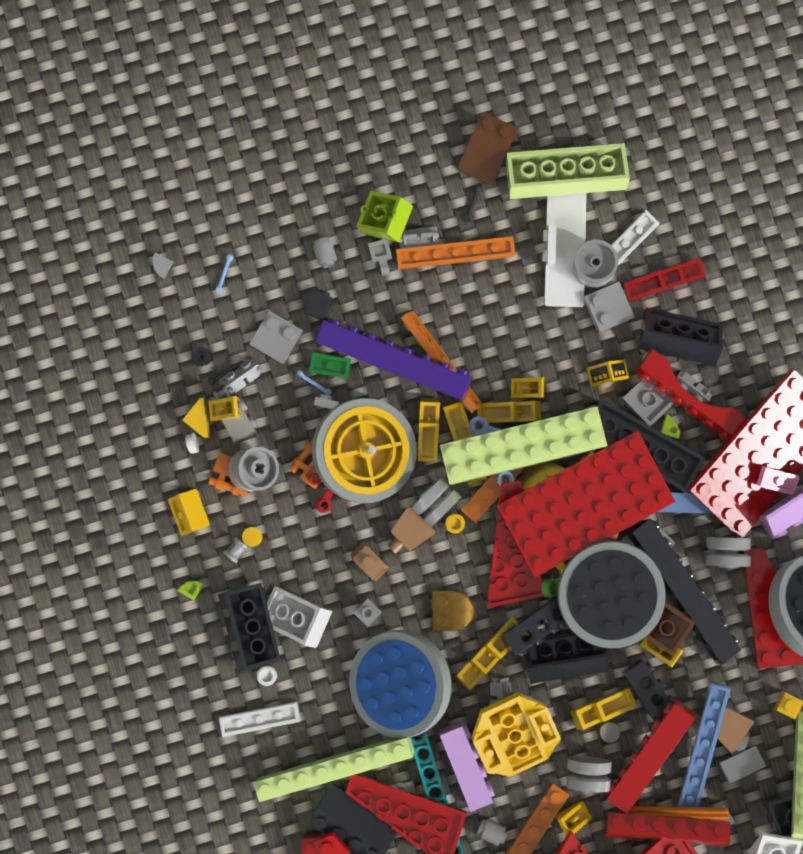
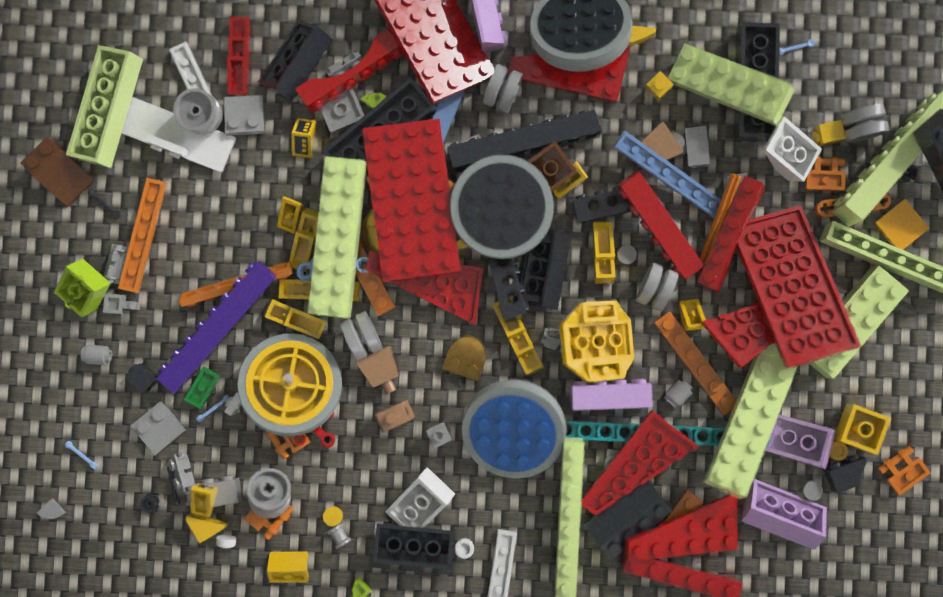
camera: 65 degrees left, 0 degrees up
(455, 523) = (388, 325): yellow tile -> none
(550, 587) = (477, 261): bright green tile -> none
(778, 480) = (454, 20): bright pink plate -> none

